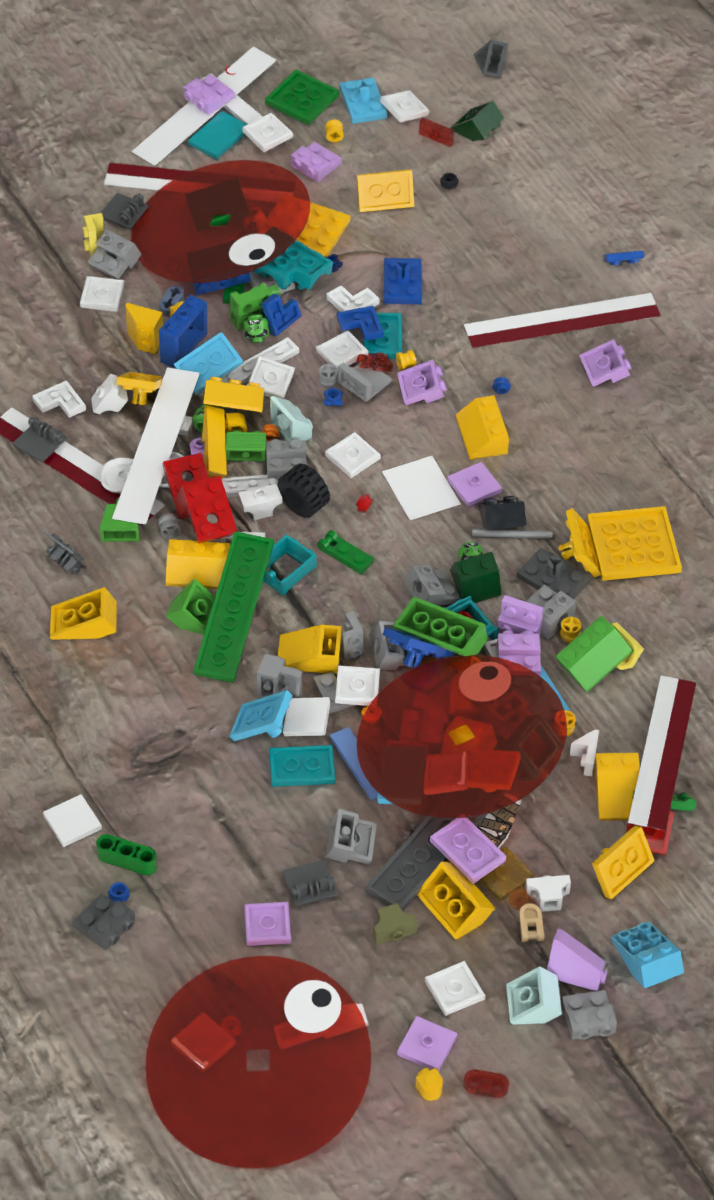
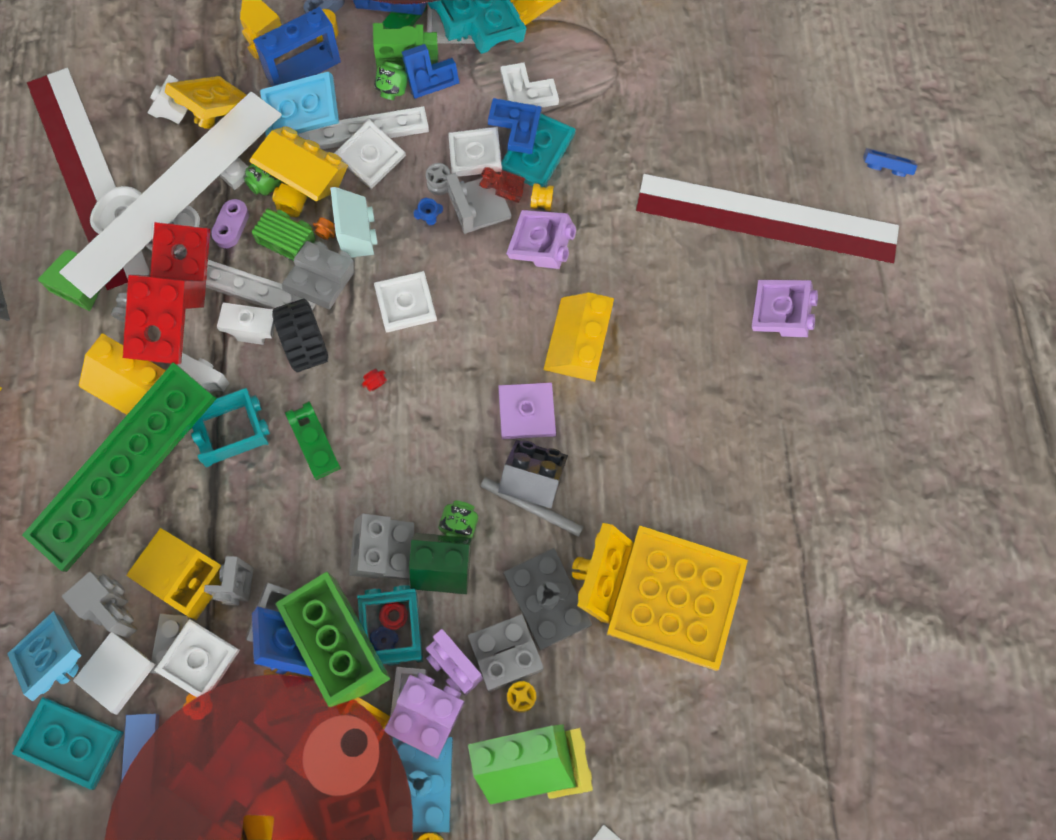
camera: 25 degrees right, 20 degrees up
(39, 439) = (63, 124): dark grey hinge -> none
(60, 395) = (123, 77): white plate -> none
(191, 608) = (75, 439): bright green slope -> none
(215, 443) = (244, 217): yellow slope -> none
(336, 263) = (535, 27): clear blue plate -> none
(402, 281) = (603, 85): blue plate -> none
(421, 488) = (461, 385): white sticker -> none
(501, 385) = (638, 282): blue plate -> none

